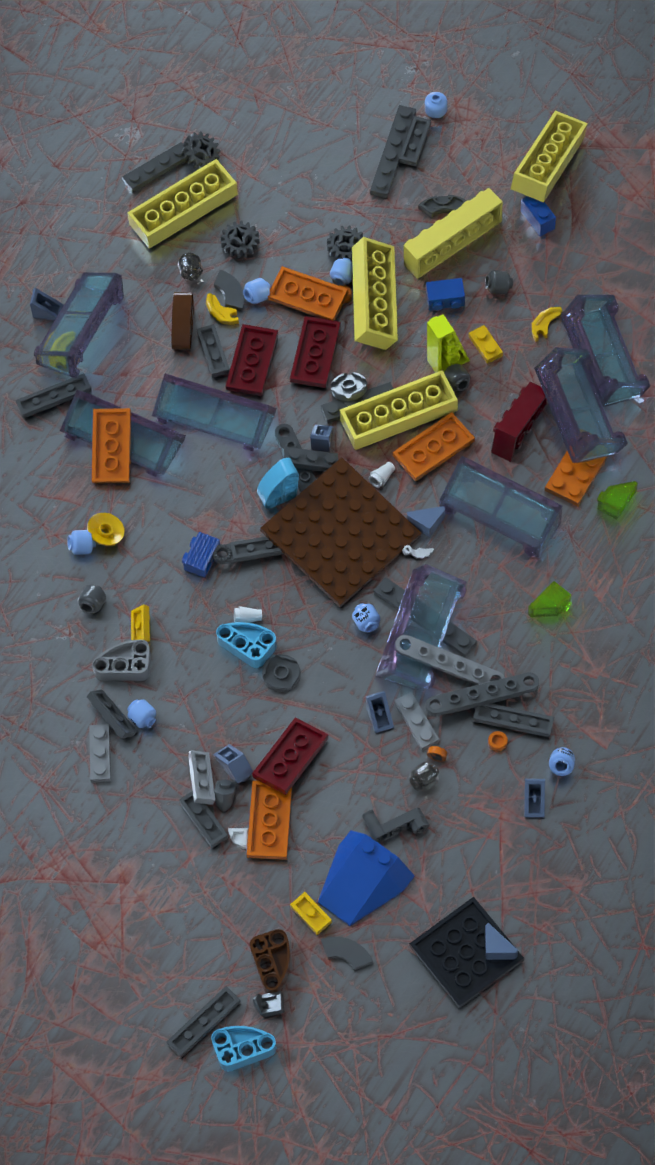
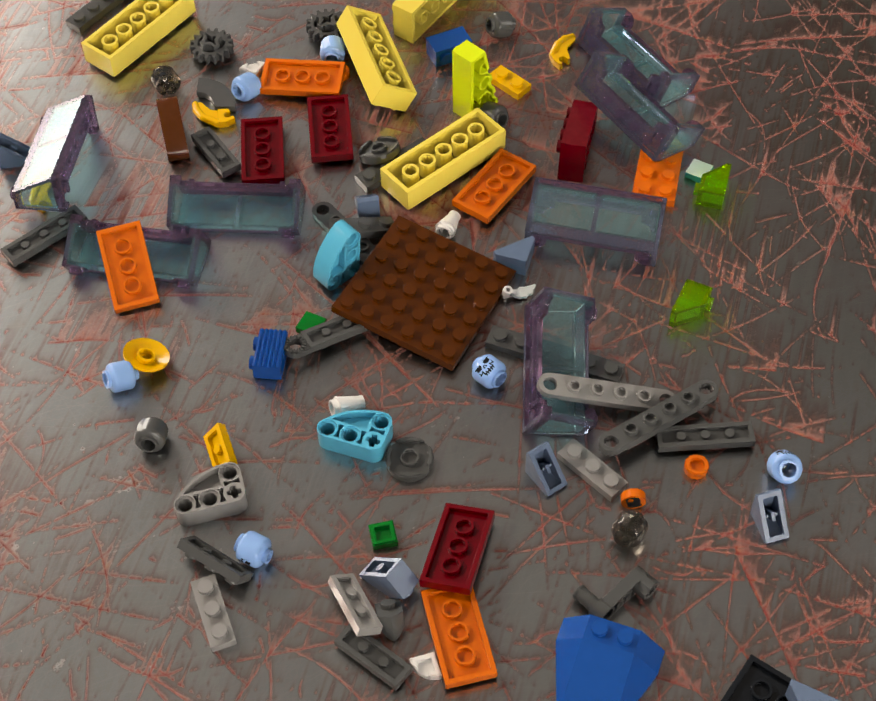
camera: 20 degrees left, 10 degrees down
(241, 533) = (308, 321): none -> green tile
(241, 728) = (383, 535): none -> green tile
(269, 272) = (256, 68): none -> white tile
(612, 477) = (696, 170): none -> white tile

